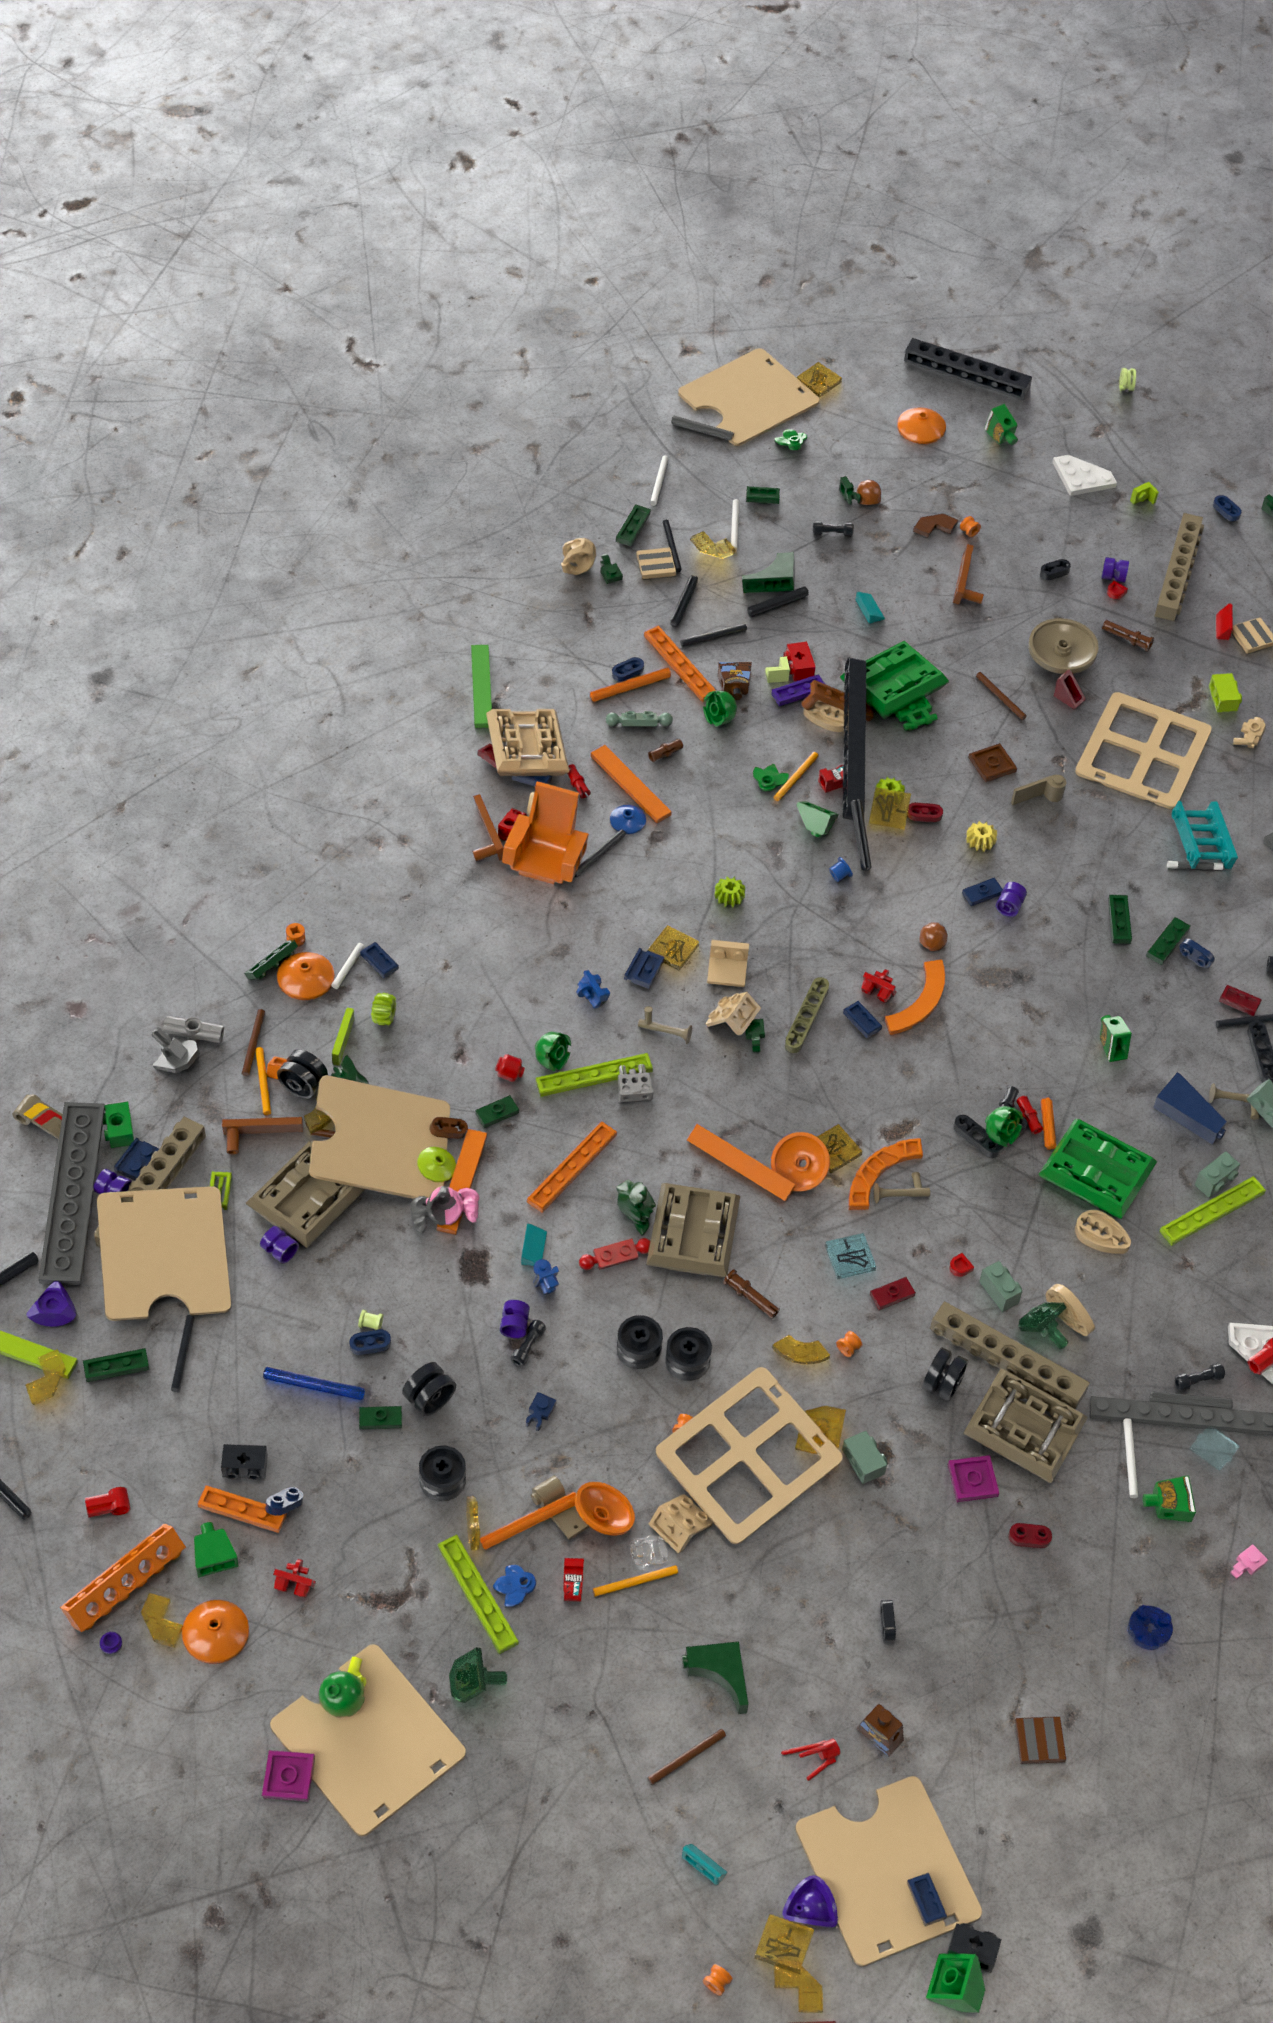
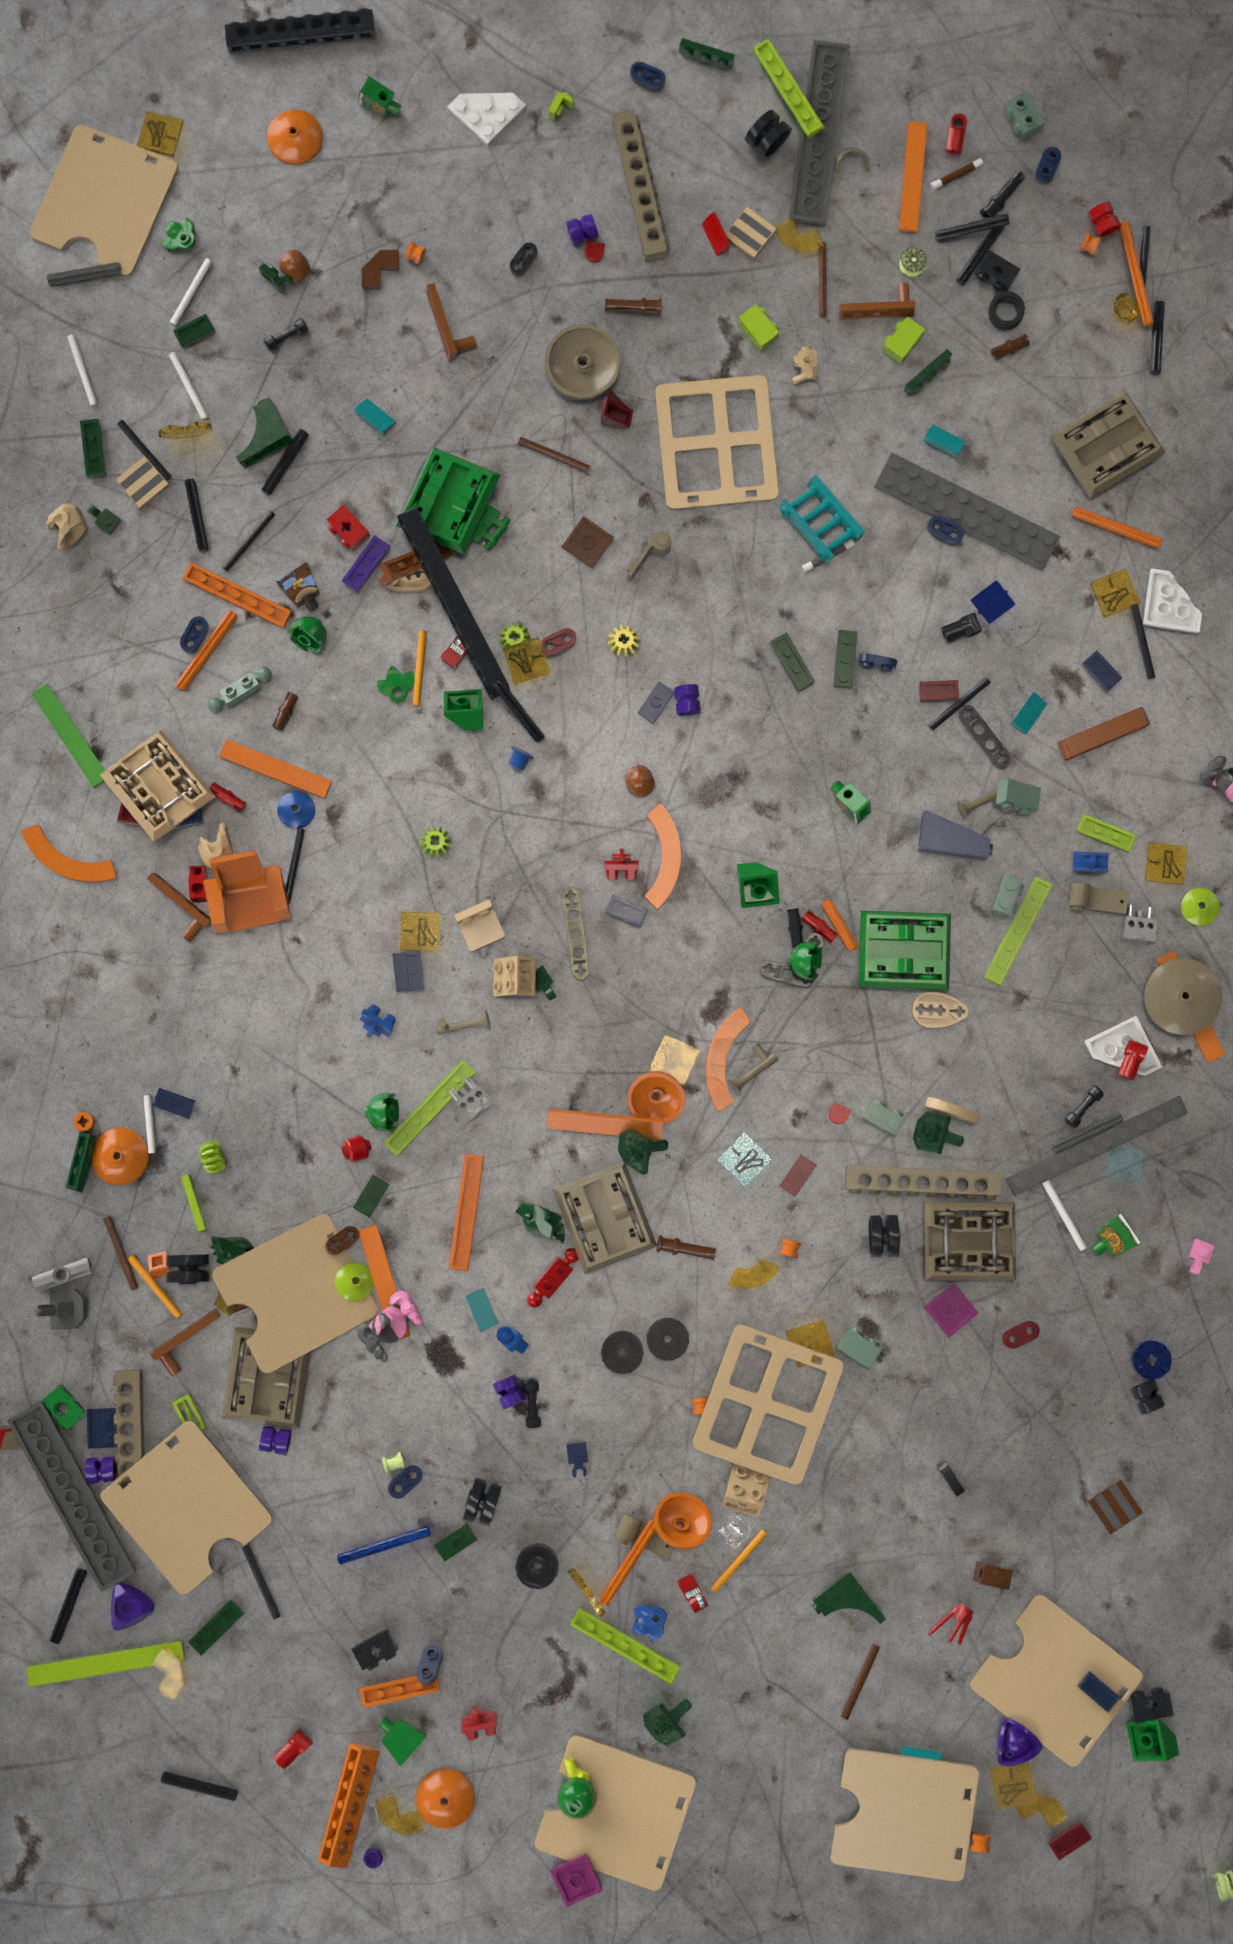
camera: 25 degrees left, 30 degrees up
(414, 764) = (64, 865): none -> orange tile
(657, 1907) = (907, 1815): none -> tan door
(757, 1190) = (637, 1149): none -> clear green piece
(778, 473) = (191, 291): none -> white bar
(780, 673) = (333, 552): yellowish green panel -> none
(991, 1057) = (757, 885): none -> green slope
(1129, 1653) = (1148, 1397): none -> black wheel

